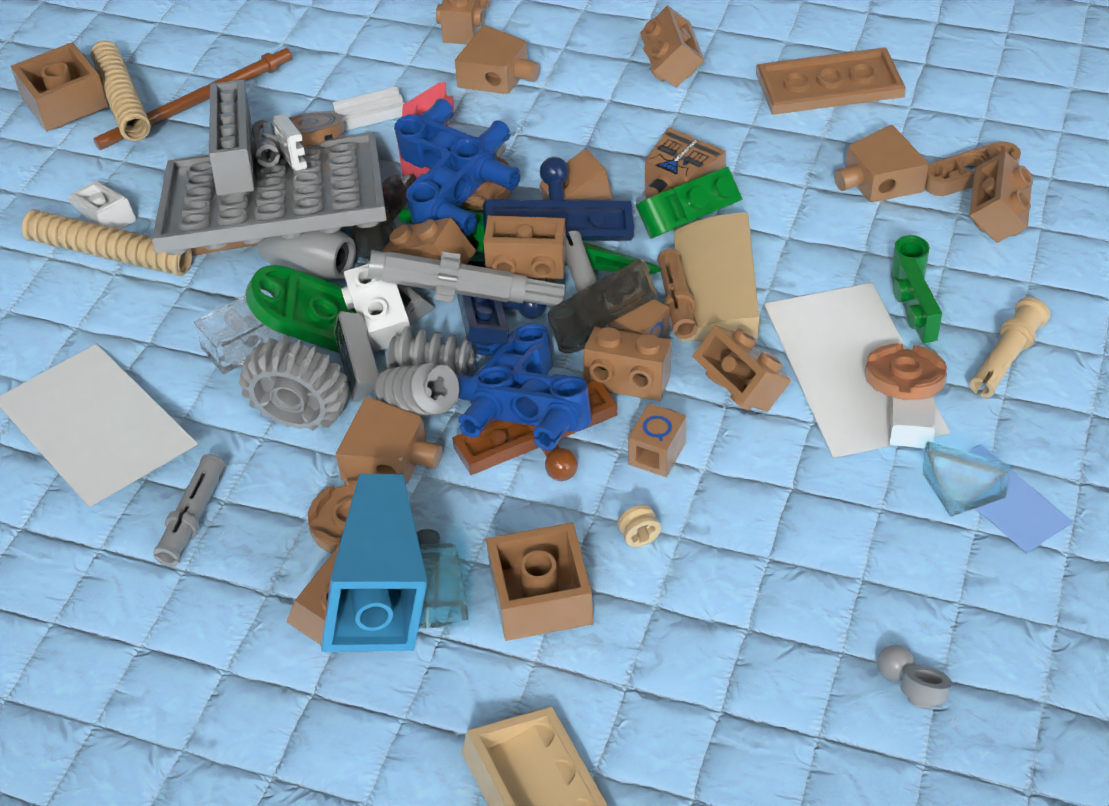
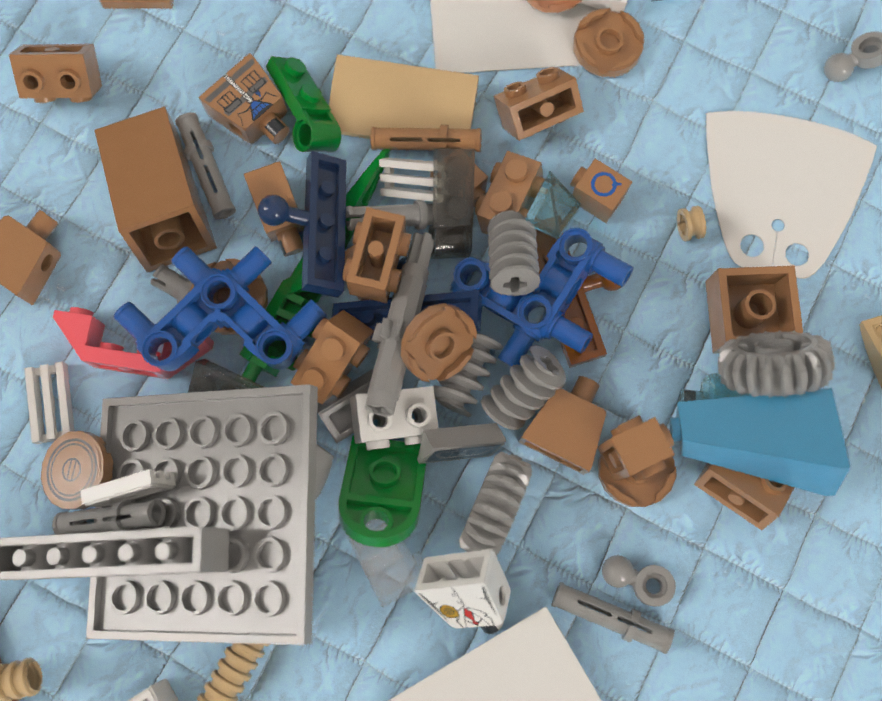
camera: 85 degrees left, 30 degrees up
(215, 364) = (465, 589): none -> white torso
(225, 536) = (620, 572): none -> light grey plate
(346, 455) = (637, 449): none -> medium nougat brick
(441, 294) = (438, 342): none -> medium nougat tile
(458, 553) = (776, 363): none -> light grey gear
(547, 340) = (512, 254): none -> light grey piece
(574, 116) = (153, 189): none -> medium nougat slope
(620, 387) = (553, 207): none -> clear light blue slope
(627, 147) = (190, 131): none -> light grey pin
(736, 629) = (788, 172): none -> white piece
(847, 432) = (608, 42): none -> medium nougat tile

